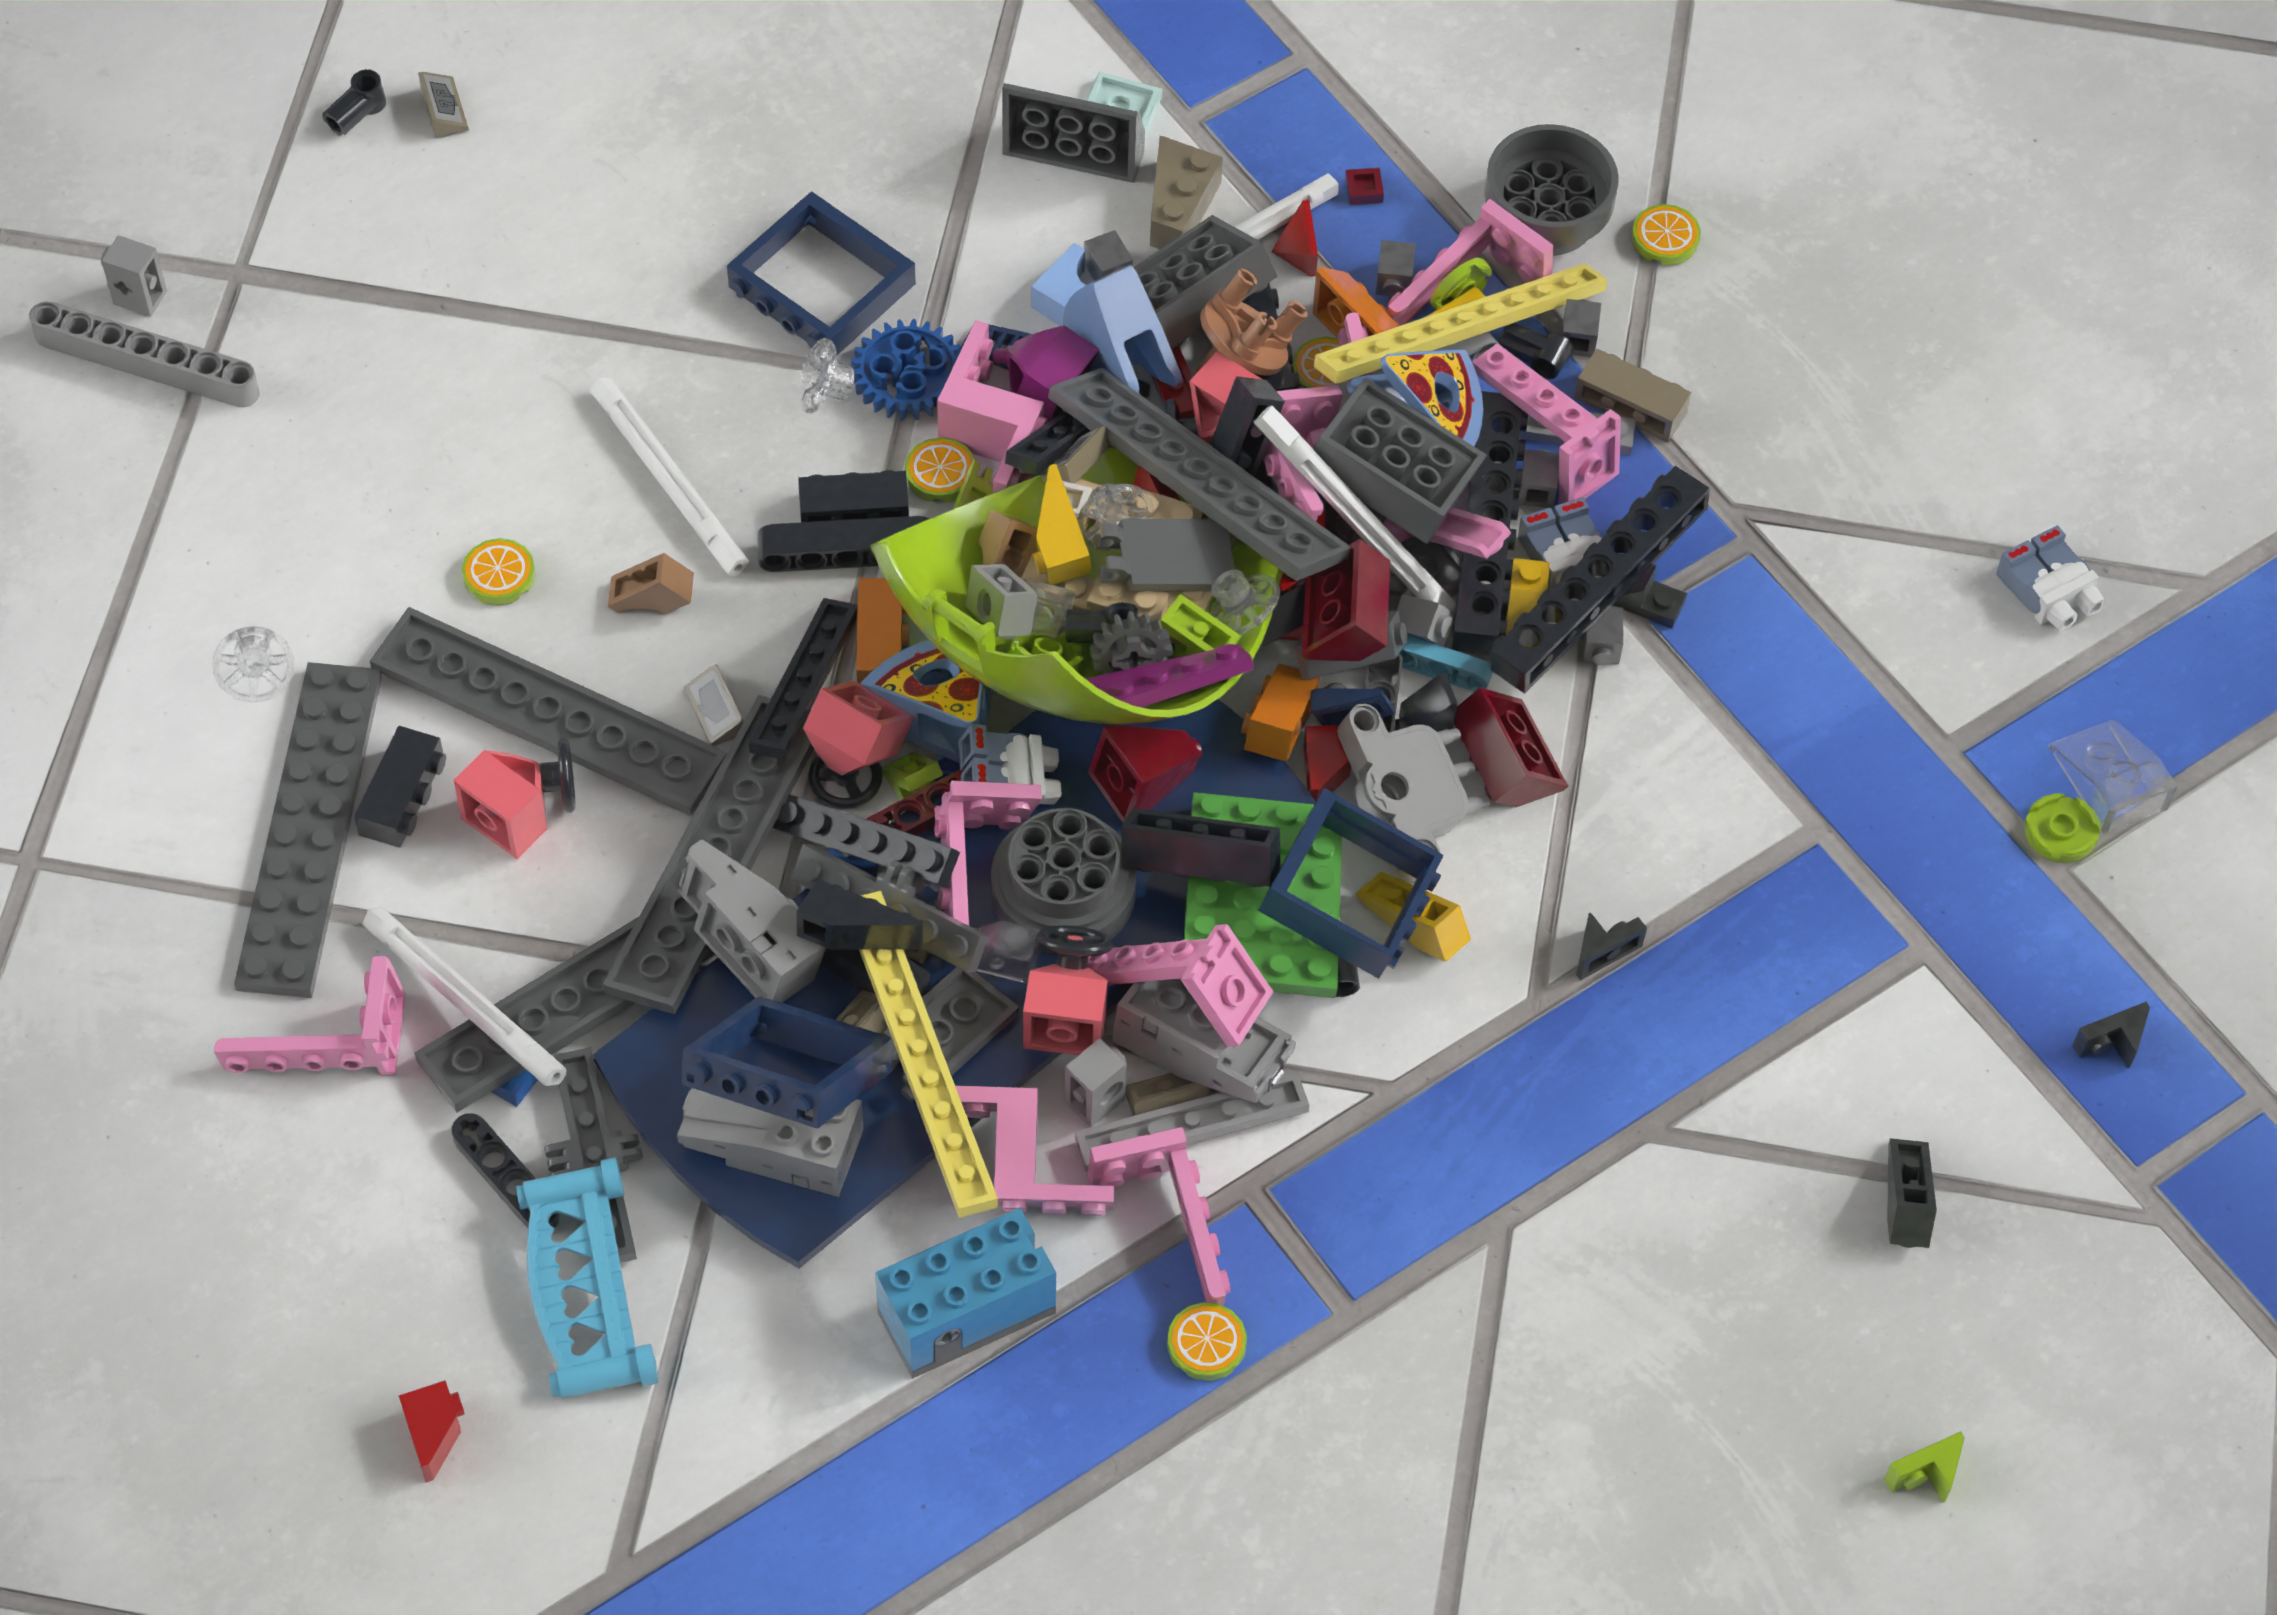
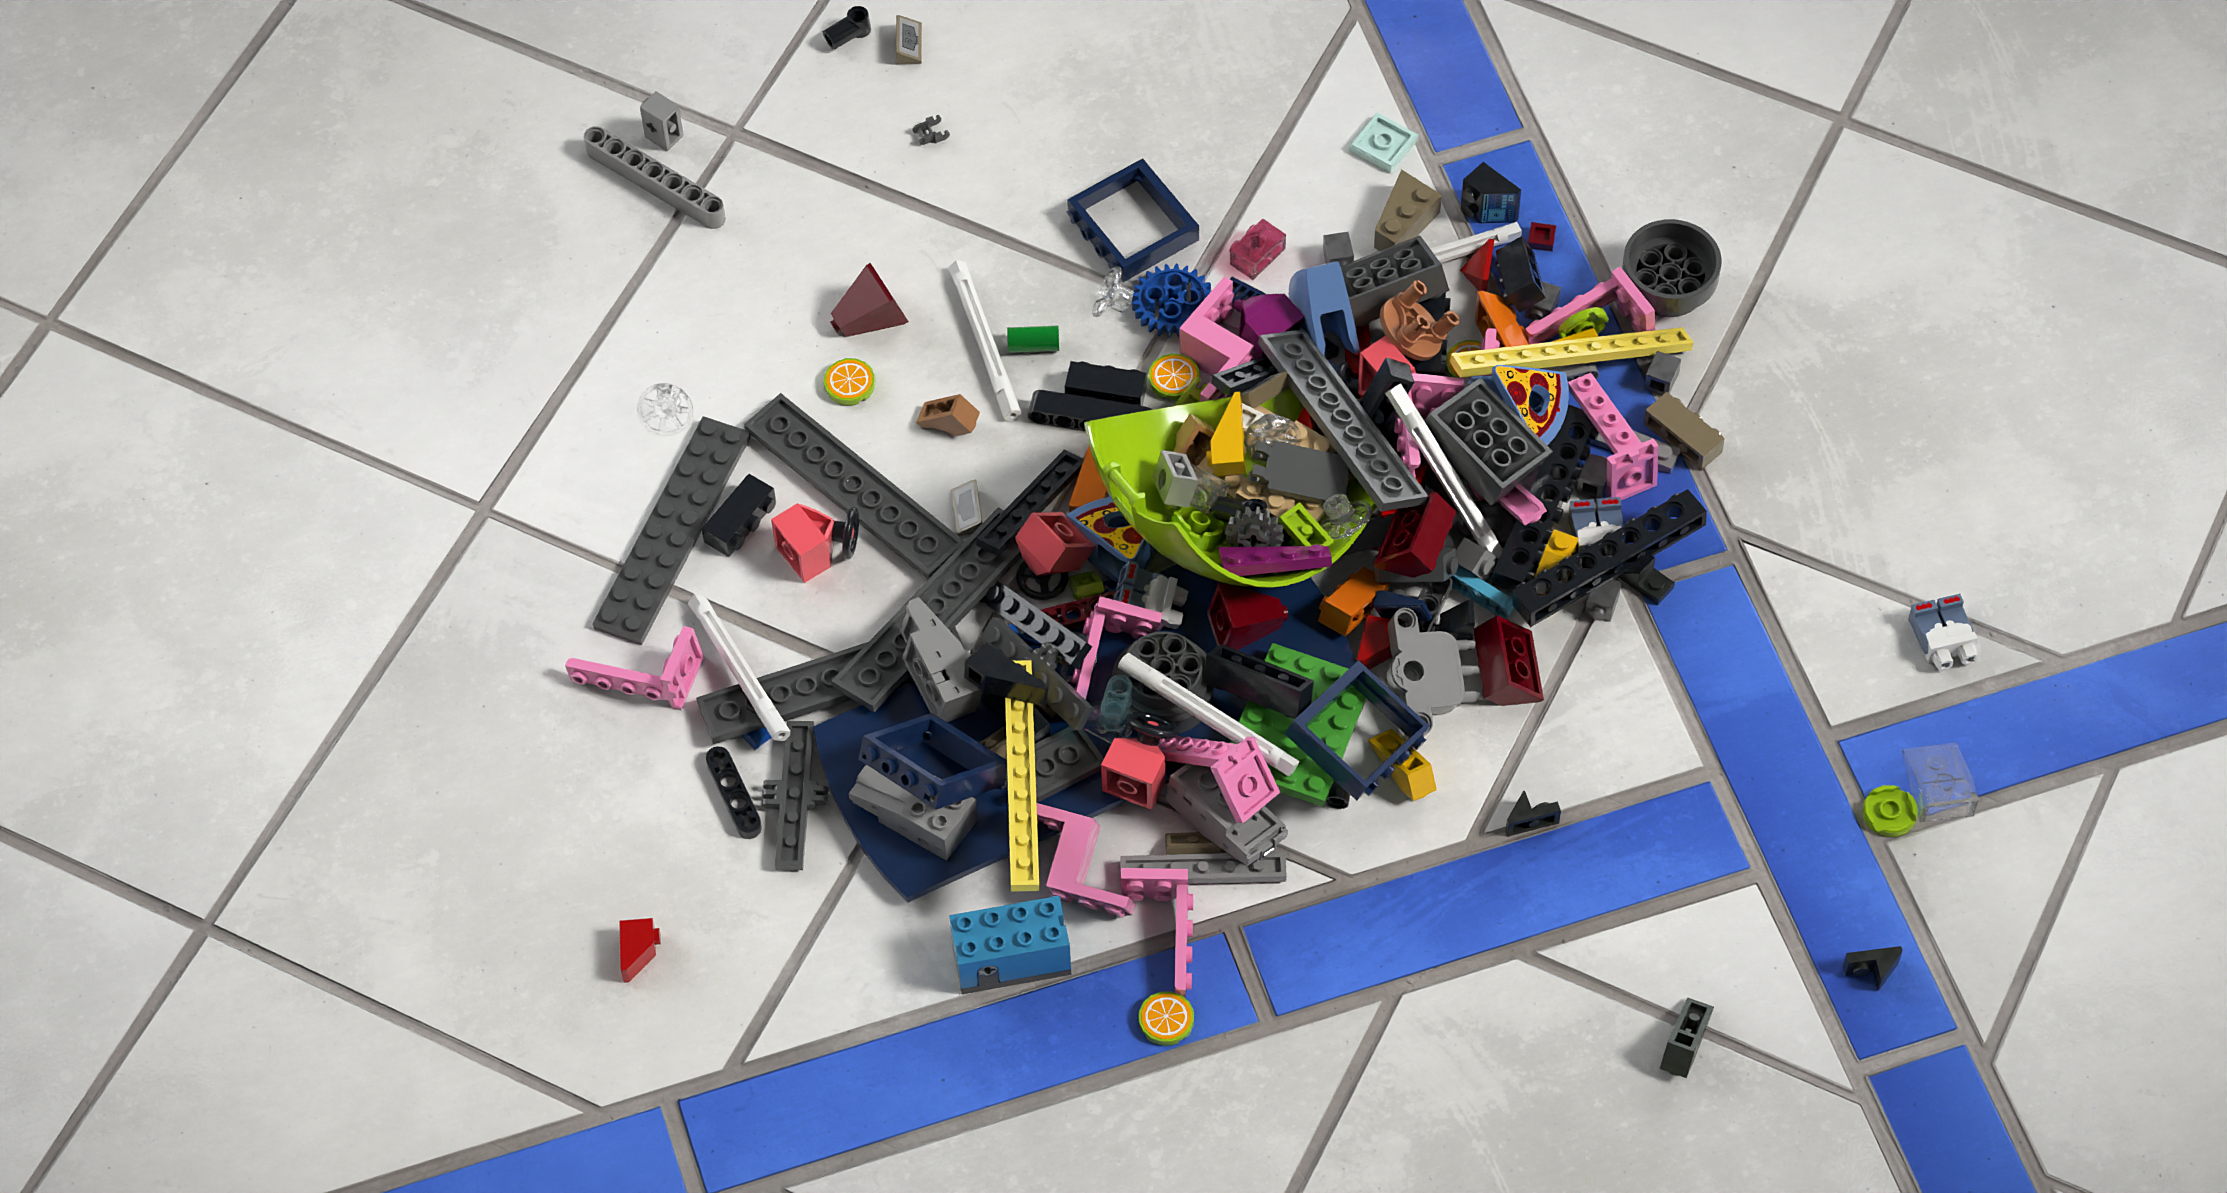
camera: 20 degrees right, 0 degrees up
(495, 464) = (866, 306): none -> dark red slope
(513, 222) = (932, 136): none -> dark grey piece
(614, 1358) = (769, 930): medium azure piece -> none
(735, 460) = (1033, 339): none -> green pin
(999, 278) = (1257, 248): none -> clear pink brick
(1016, 922) = (1116, 703): none -> clear light blue beam
(1058, 284) = (1298, 259): light blue arch -> none
(1071, 133) = (1339, 155): dark grey slope -> none
(1095, 1082) = (1143, 825): light grey brick -> none
(1141, 904) = (1205, 712): none -> white piece
(1286, 147) = (1490, 196): none -> black slope
(1357, 239) = (1519, 275): none -> black brick
(1544, 353) = (1630, 387): black piece -> none
(1666, 234) = (1750, 318): tile -> none

